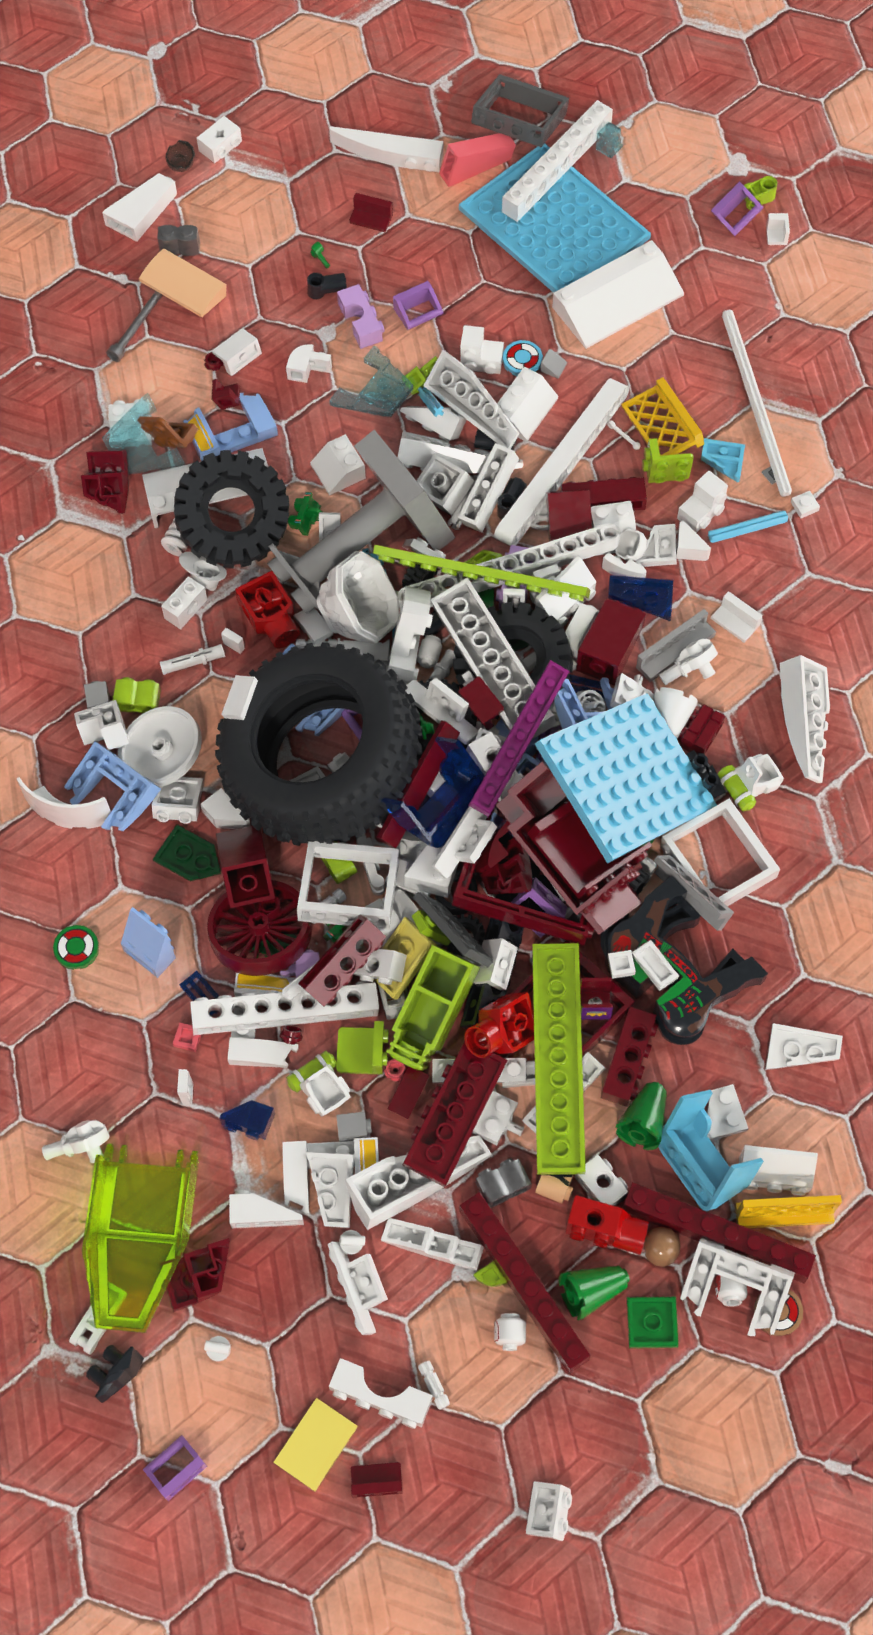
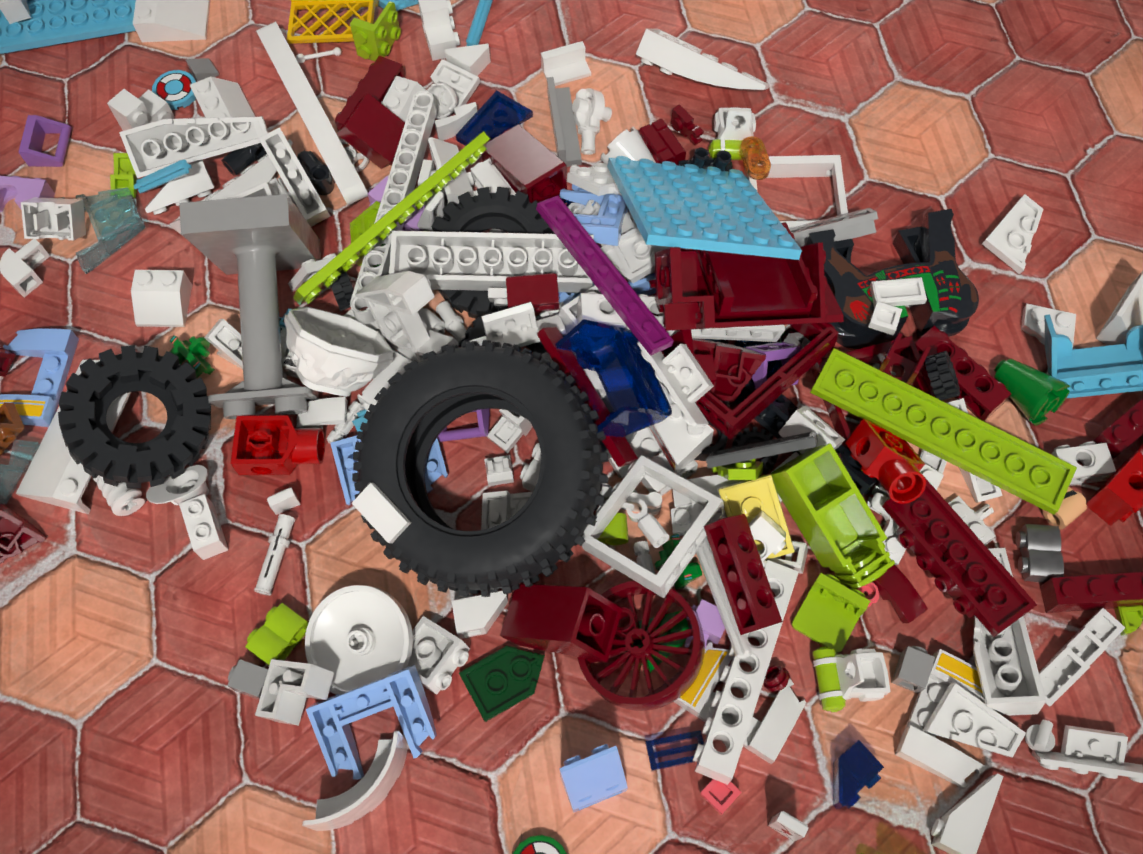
camera: 60 degrees left, 0 degrees up
(340, 877) = (649, 525): none -> white bar
(353, 356) = (53, 218): none -> white piece
(594, 1039) = (942, 375): none -> black tyre
(730, 803) = (755, 155): none -> clear orange plate
(736, 733) = (683, 122): none -> dark red plate

